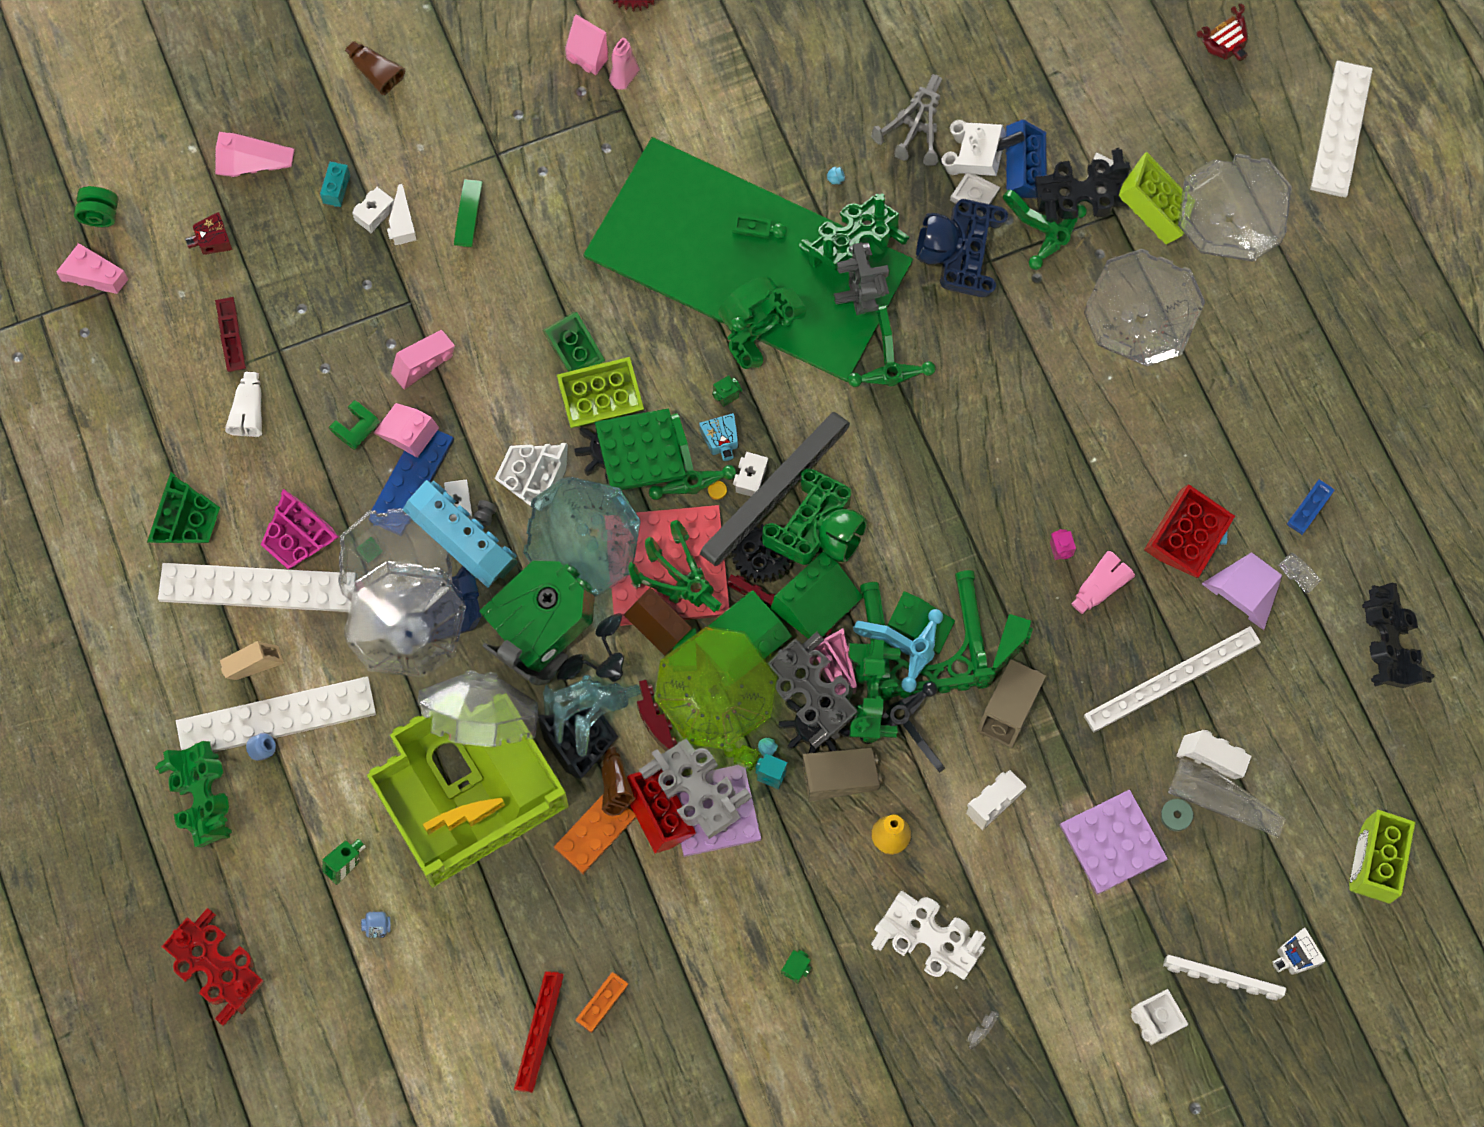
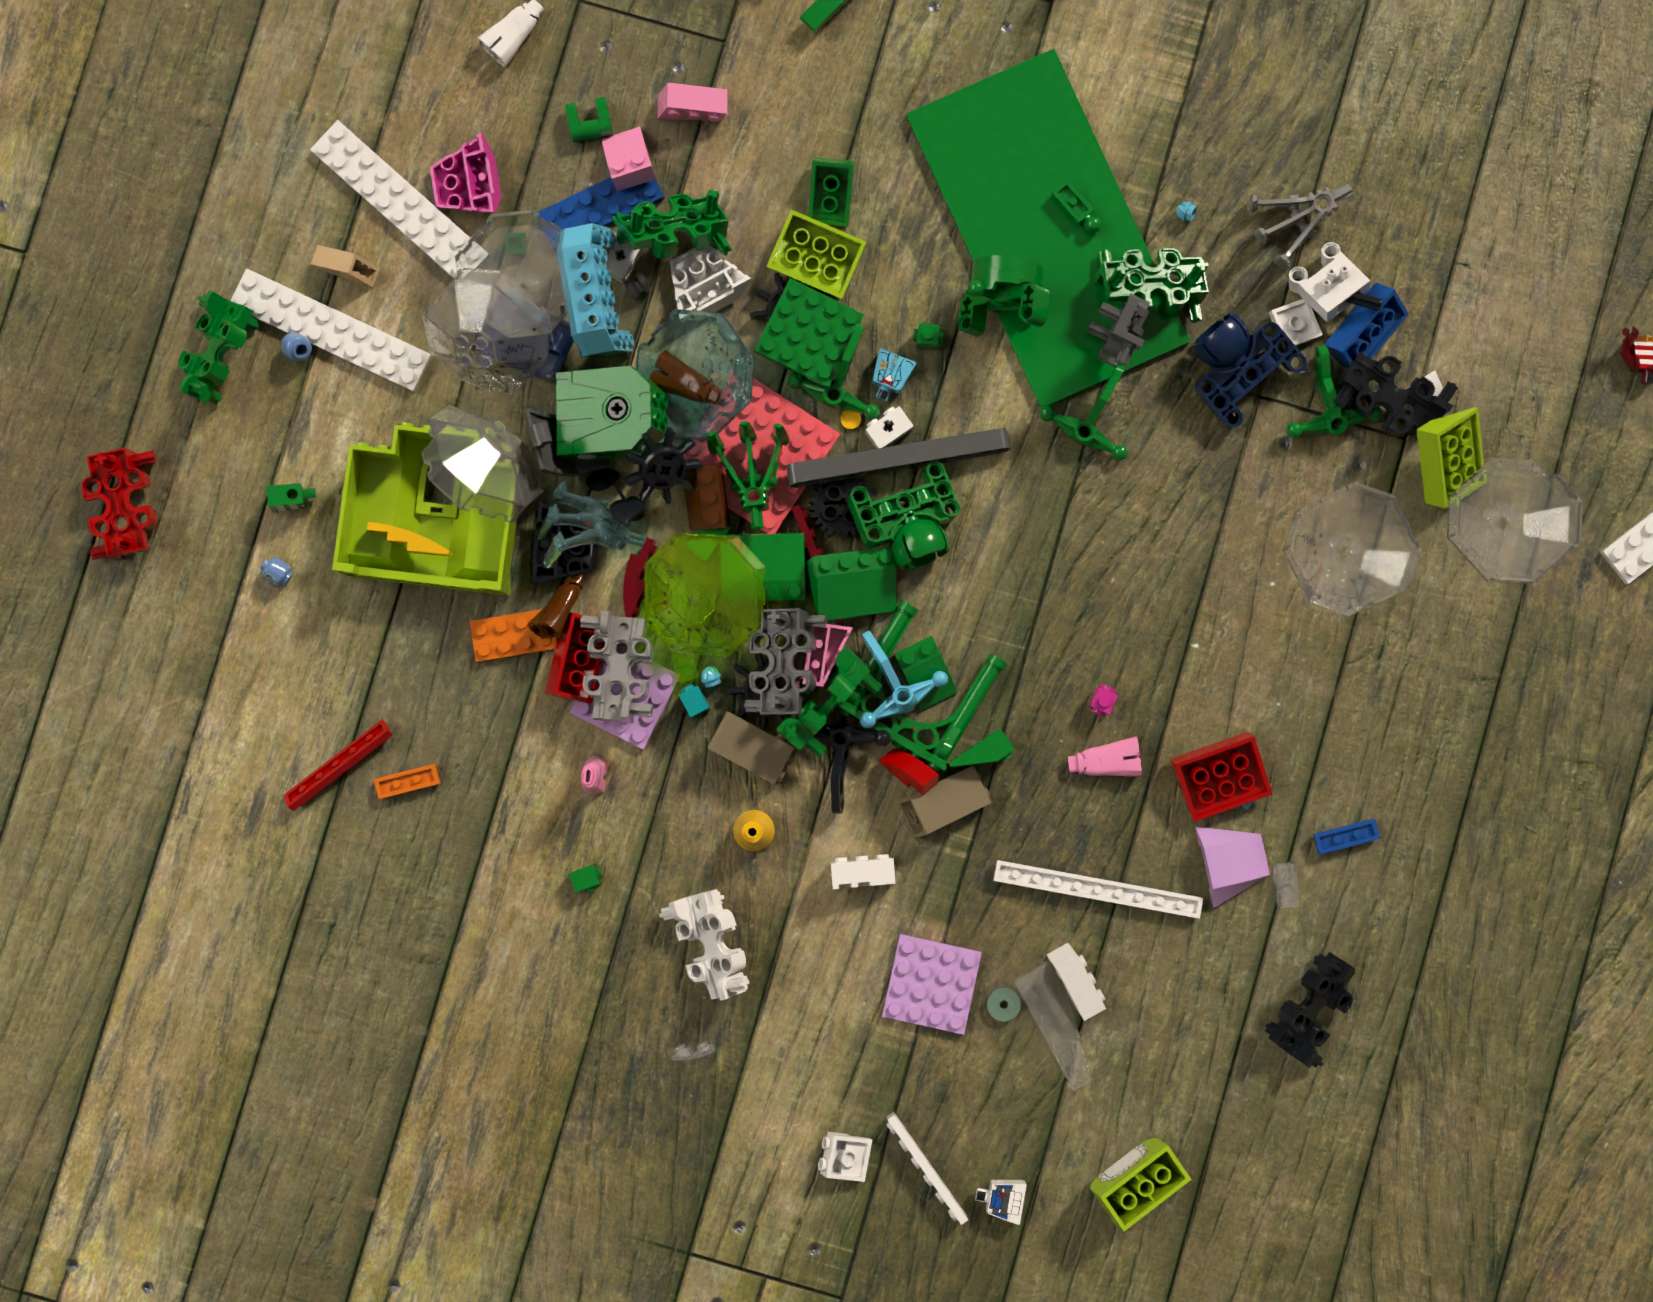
camera: 40 degrees right, 15 degrees up
(183, 515) = (383, 90): green wedge -> none
(492, 429) = (707, 229): none -> green gear
(577, 548) = (682, 380): none -> reddish brown piece
(612, 615) = (662, 465): none -> black gear
(740, 886) = (593, 774): none -> bright pink piece
(969, 696) = (910, 770): none -> red slope

